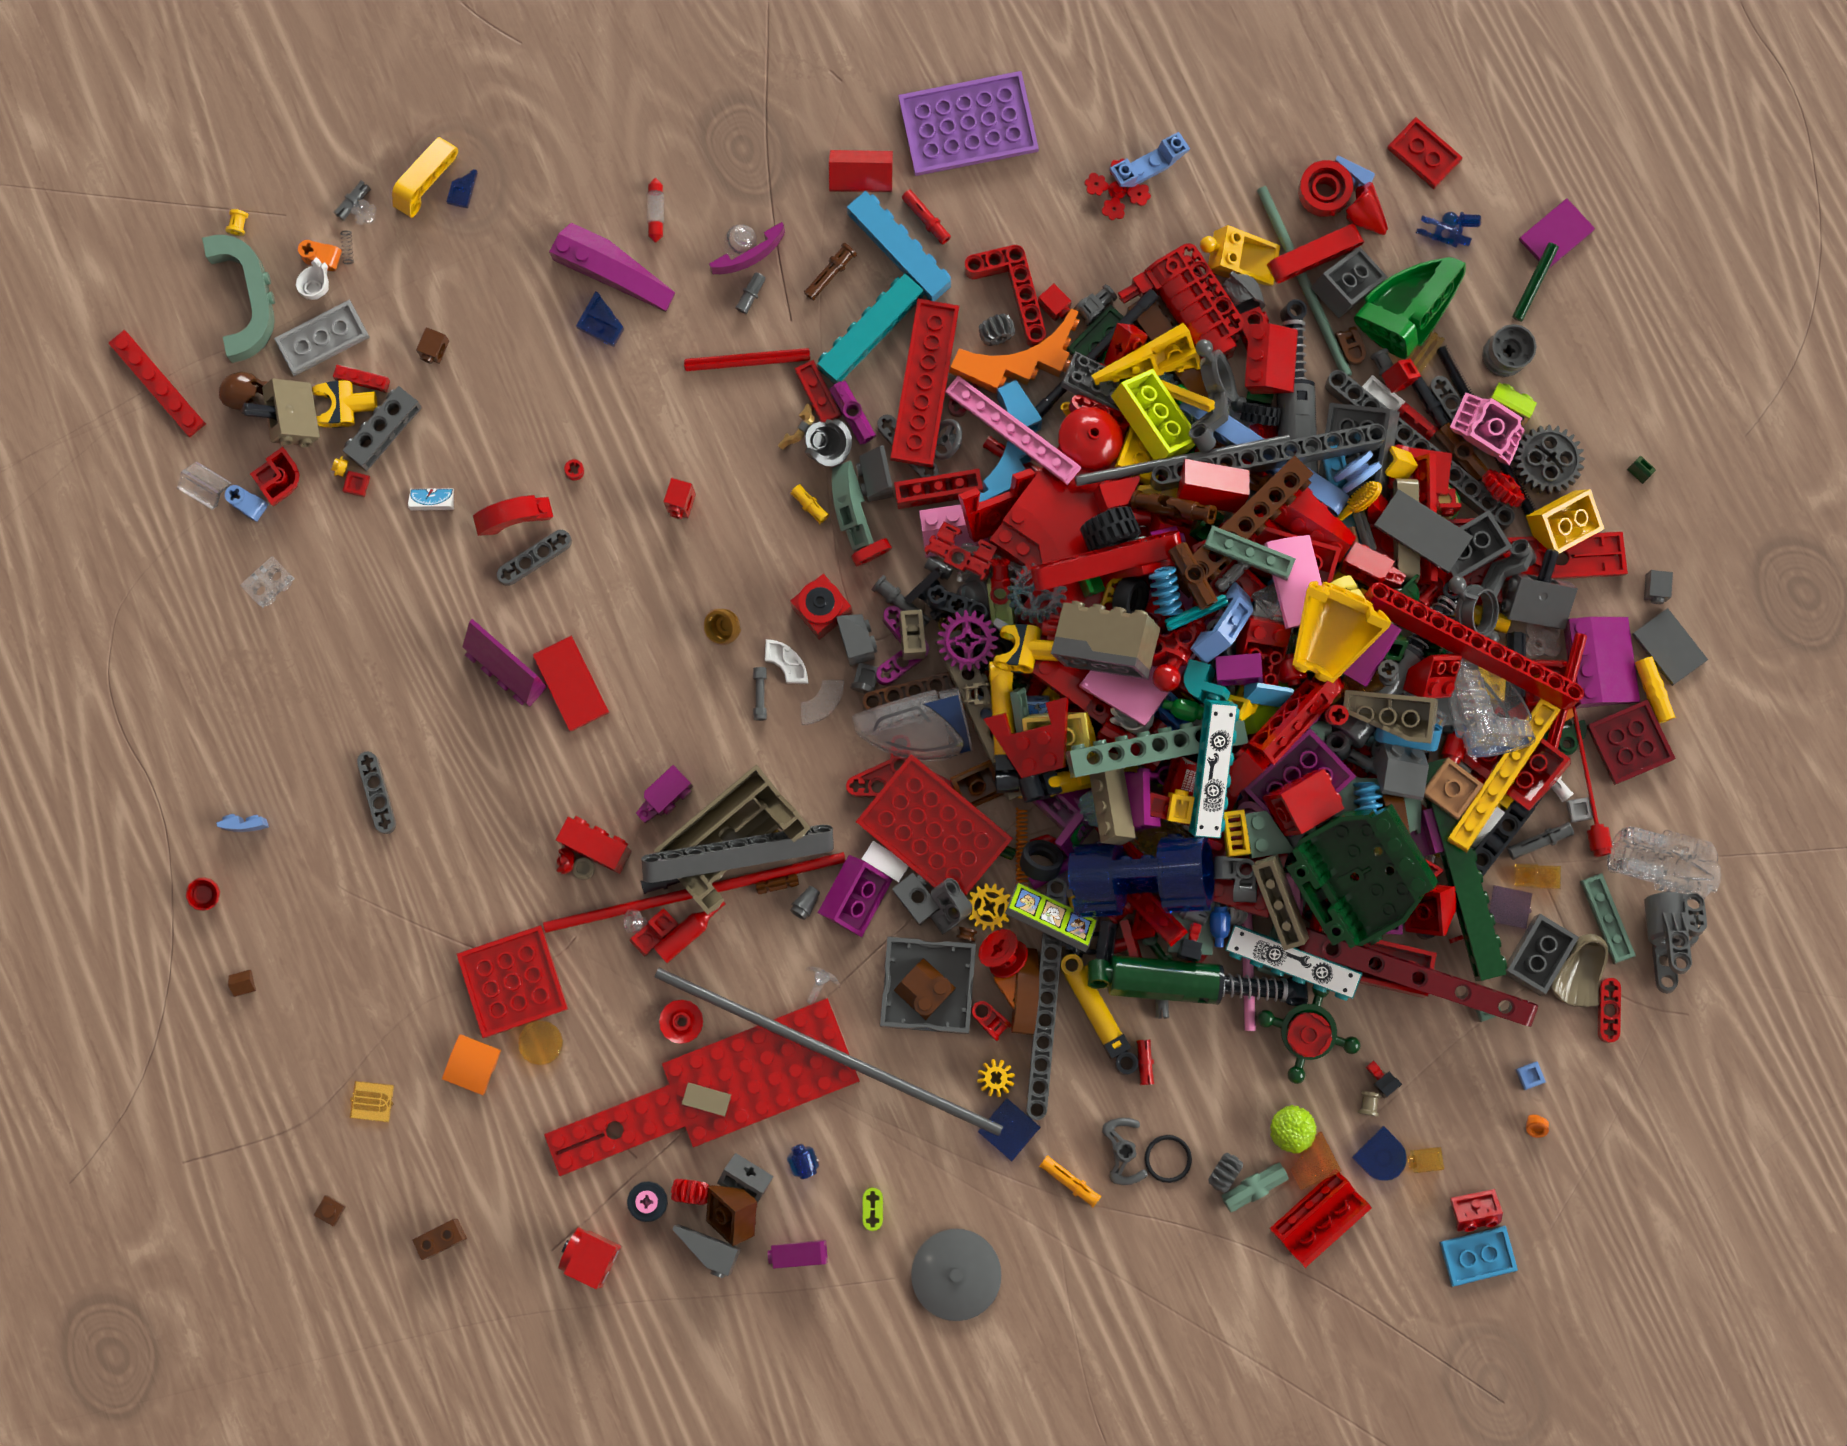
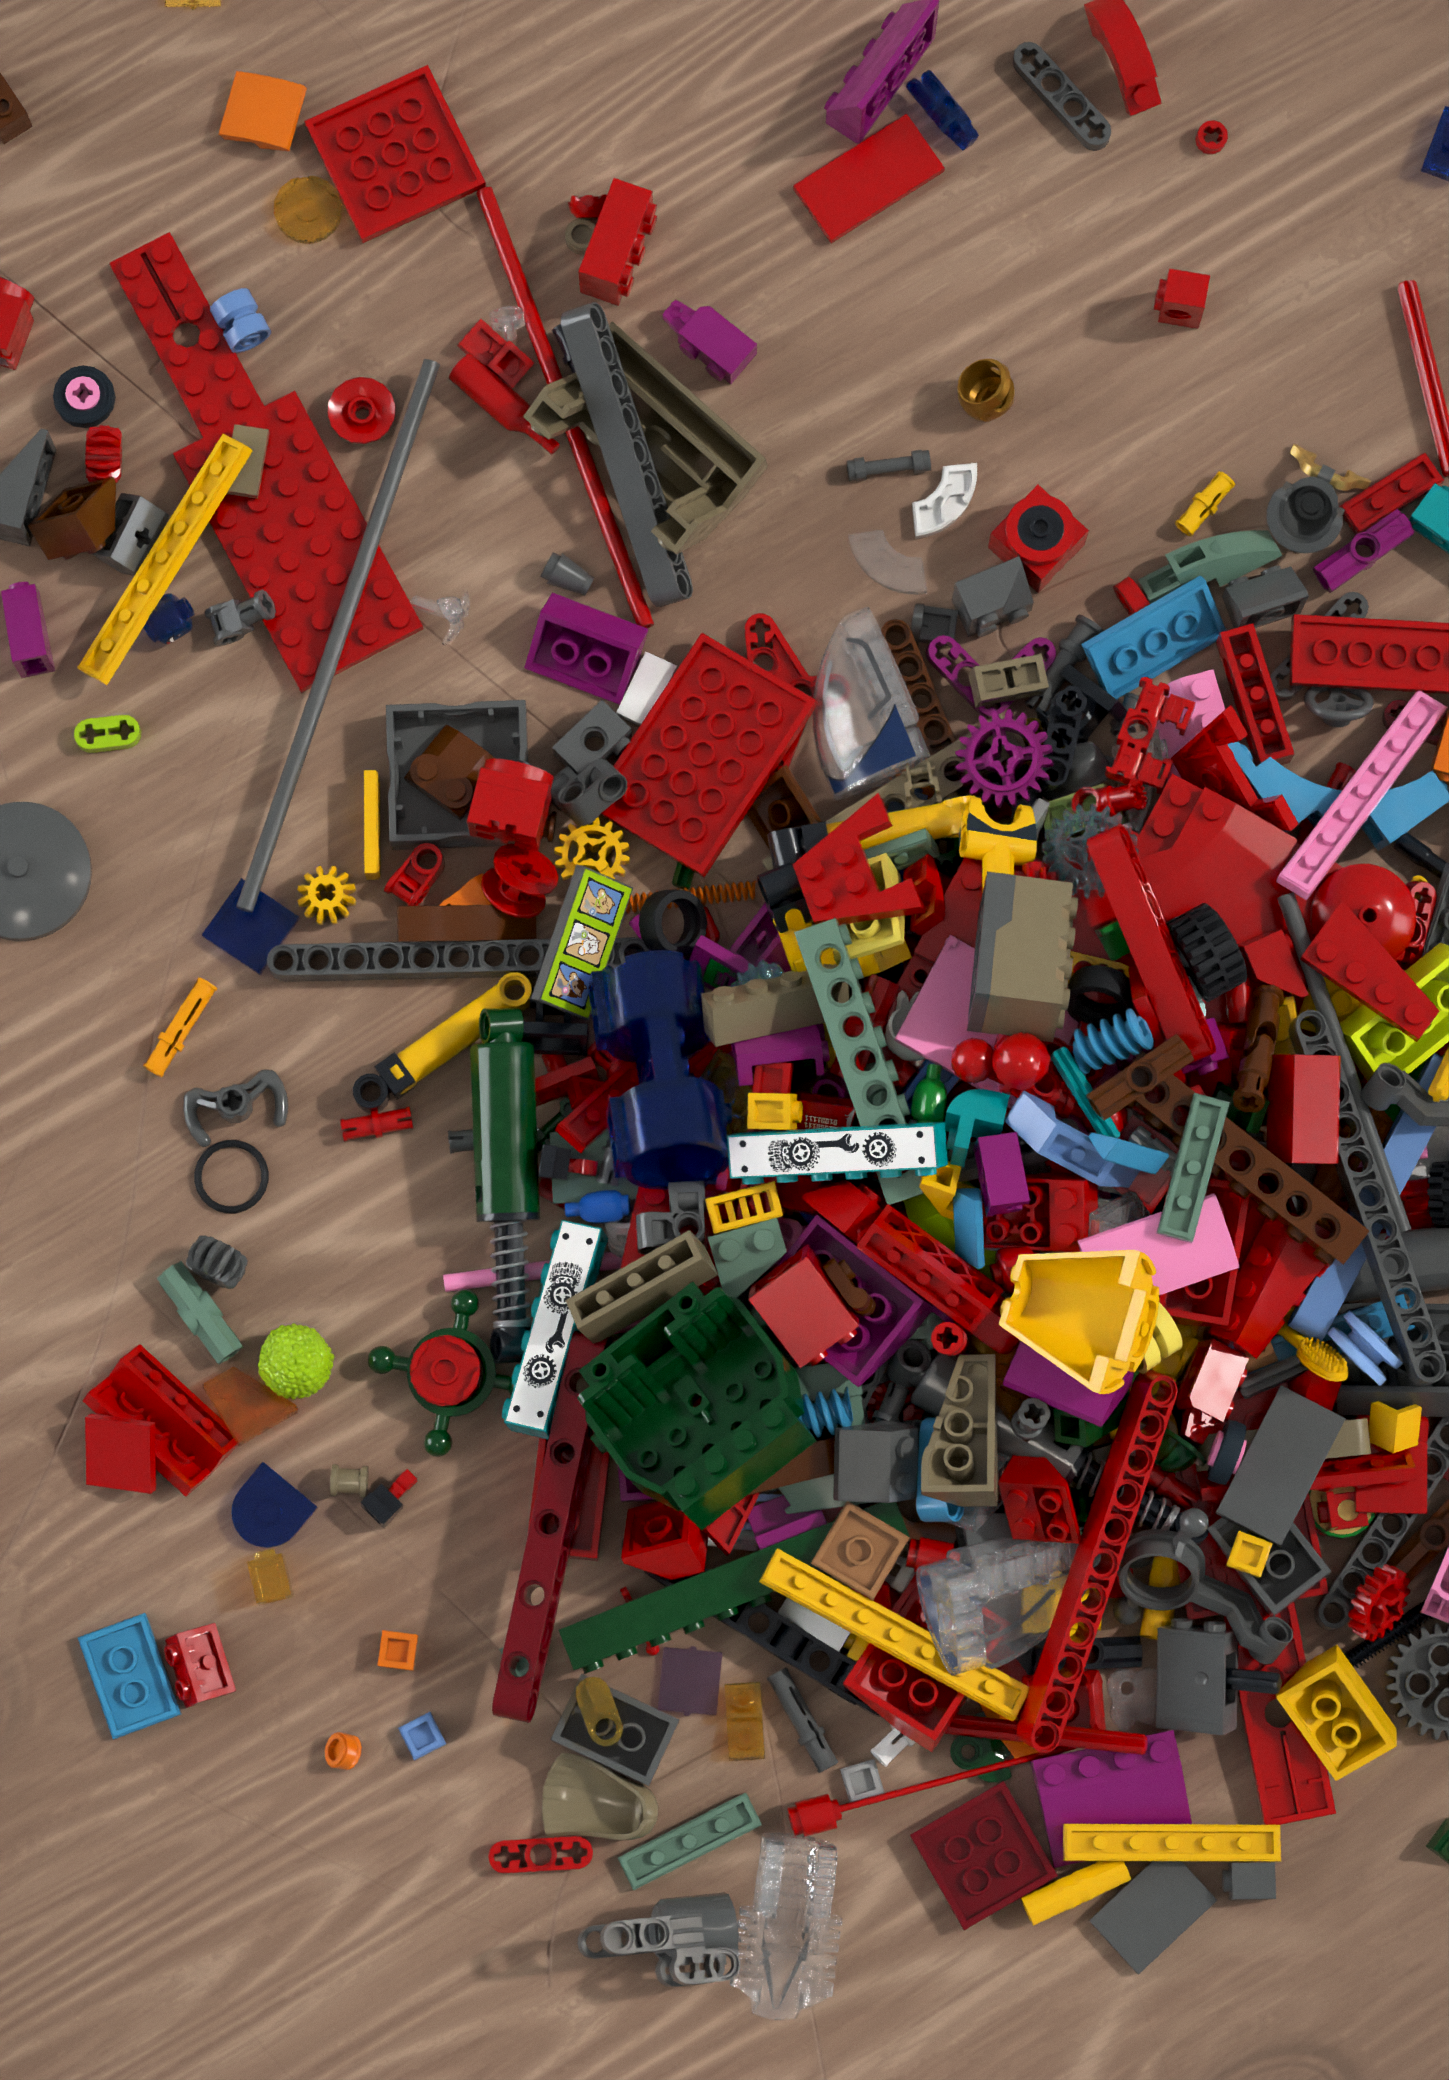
camera: 80 degrees right, 0 degrees up
(533, 631) = (943, 109): none -> clear blue hinge
(611, 1093) = (242, 324): none -> medium blue wheel
(766, 1158) = (164, 559): none -> yellow tile
(777, 884) = (591, 529): reddish brown axle -> none
(808, 1117) = (236, 617): none -> dark grey connector
(893, 544) = (1155, 638): none -> dark azure tile
(953, 1044) = (372, 859): none -> yellow tile
(957, 950) = (510, 803): none -> red piece
(1037, 698) = (929, 886): none -> red slope
(1127, 440) = (1363, 968): none -> red wing
(1172, 647) = (1021, 1060): none -> red hair
(1237, 590) = (1128, 1153): none -> dark azure slope
(1287, 776) = (842, 1276): none -> reddish brown plate
(1341, 1246) = (120, 1453): none -> red tile
(1415, 560) = (1226, 1452): none -> black wheel
(1475, 556) = (1249, 1554): none -> yellow tile
(1477, 1084) = (397, 1650): none -> orange plate
(1528, 962) = (598, 1704): none -> clear yellow piece
(1634, 629) = (1172, 1842): none -> yellow tile

